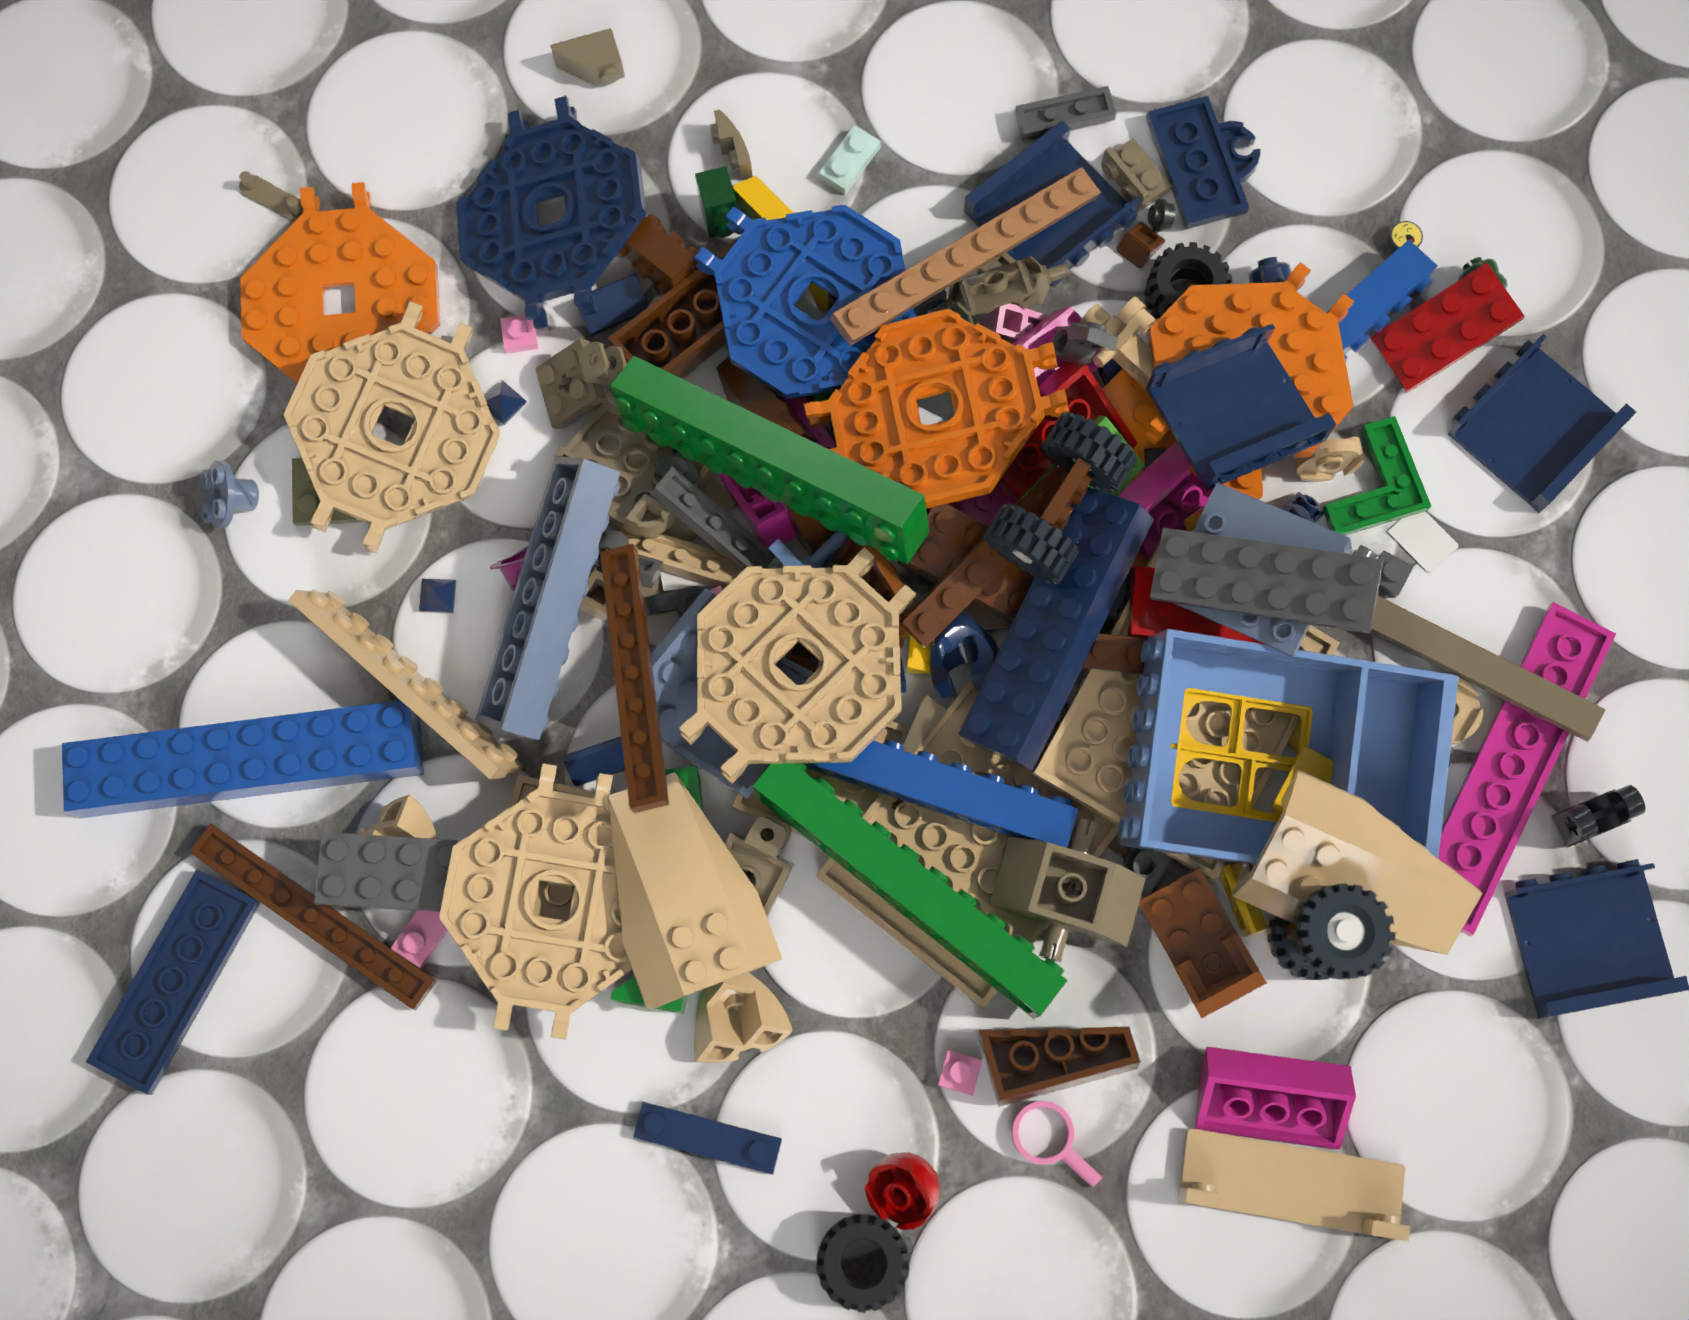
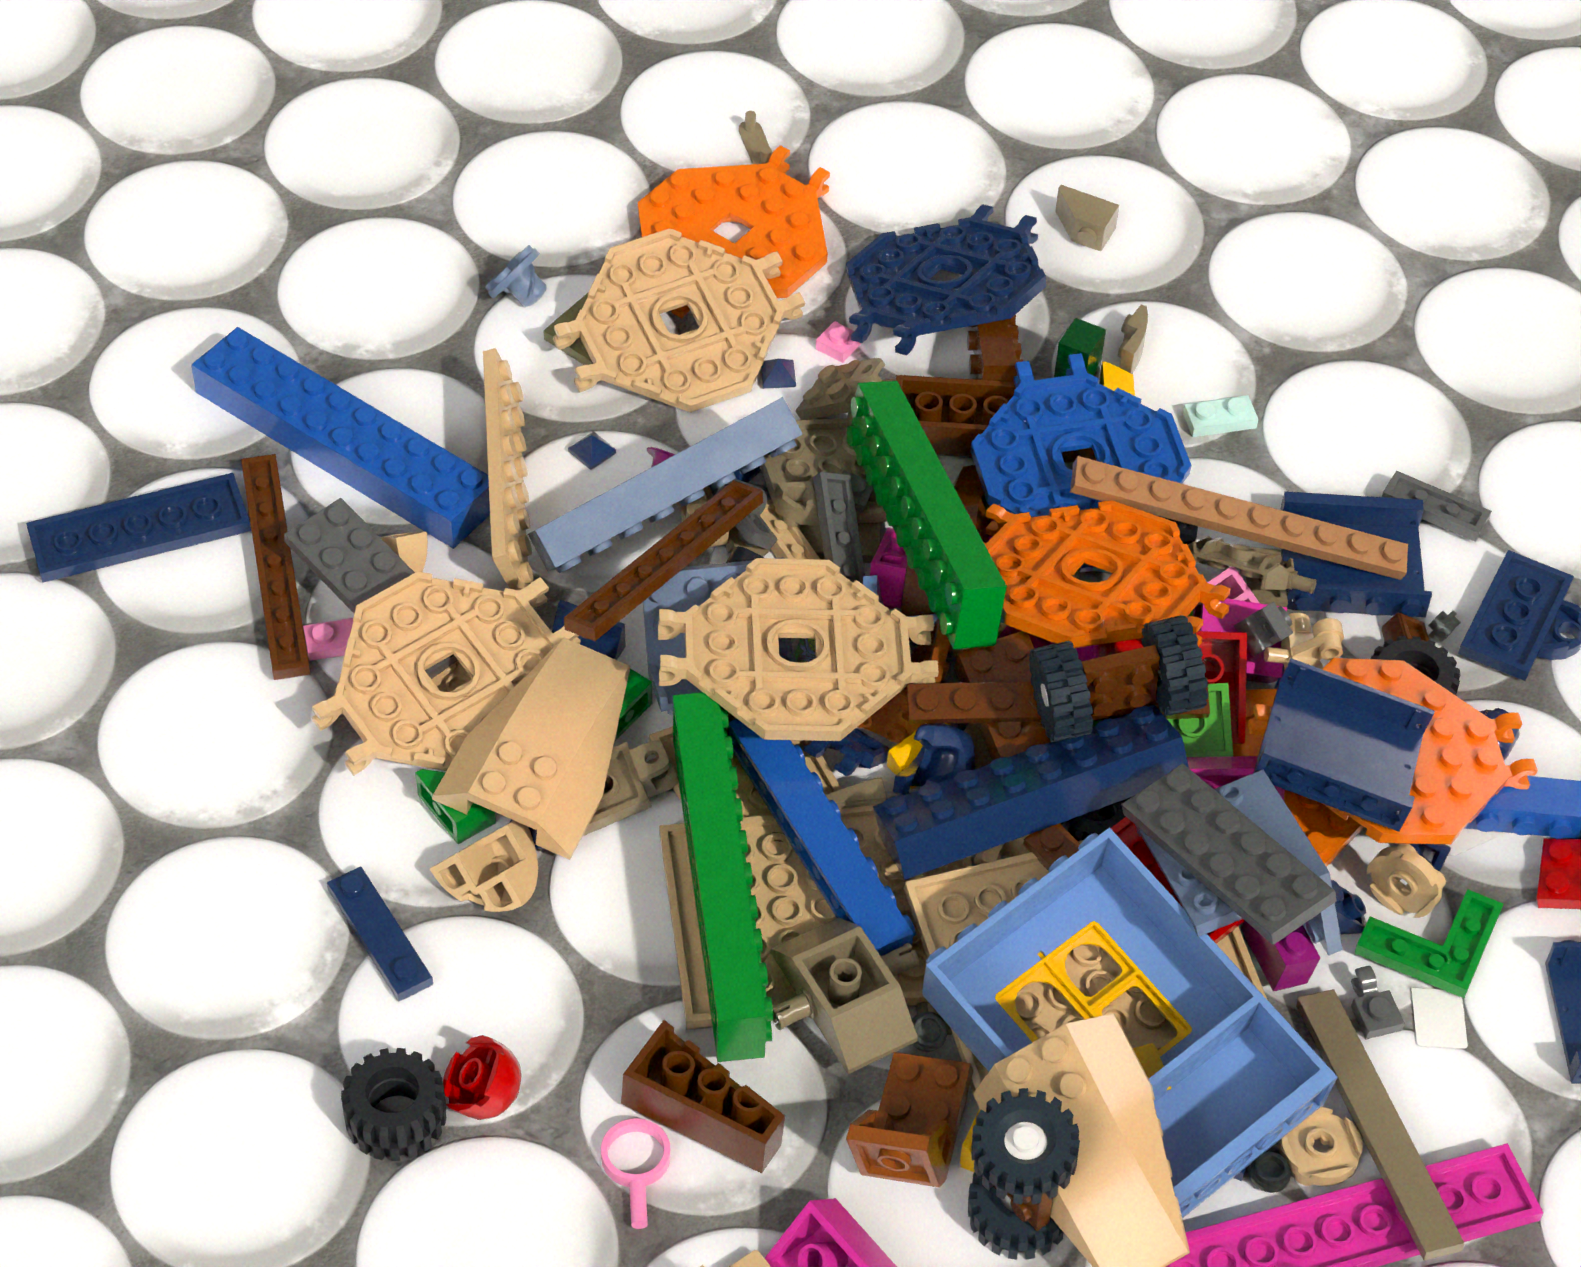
camera: 40 degrees right, 25 degrees down
(615, 304) = (929, 364): dark blue slope -> none
(960, 1072) = (615, 1054): bright pink plate -> none
(1135, 174) = (1452, 585): dark tan bracket -> none

